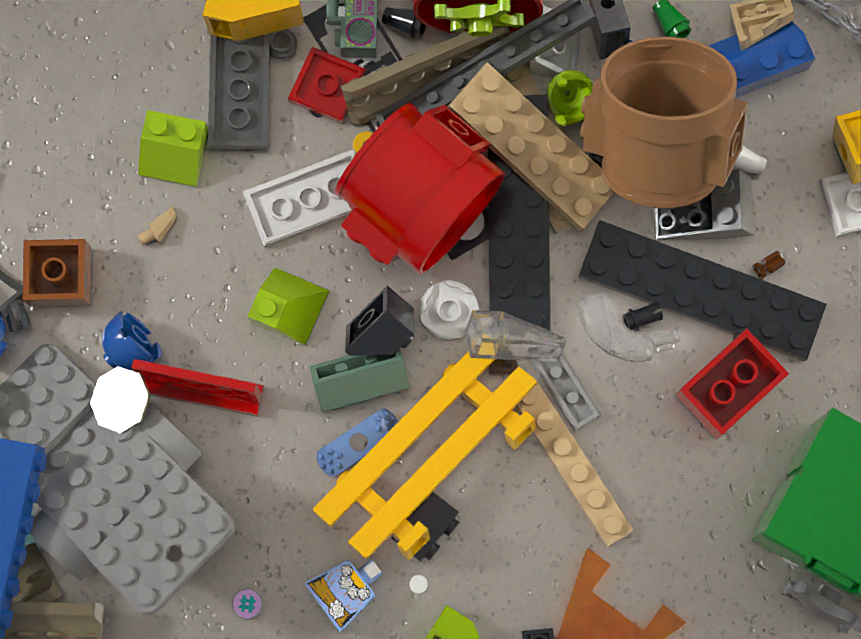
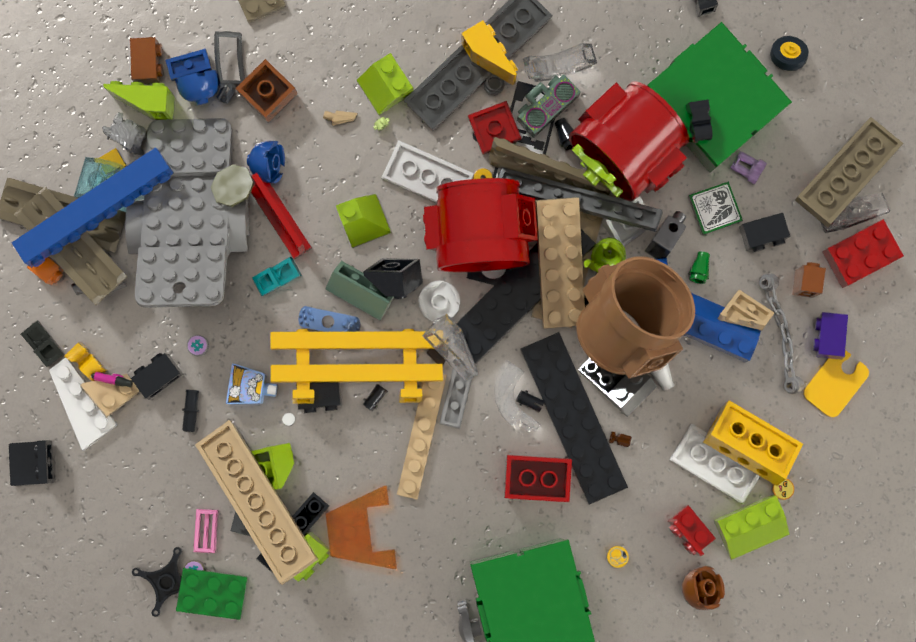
camera: 45 degrees right, 5 degrees up
(208, 192) = (381, 123): none -> yellowish green piece
(257, 451) = (276, 276): none -> teal slope
(484, 471) = (374, 397): none -> black pin

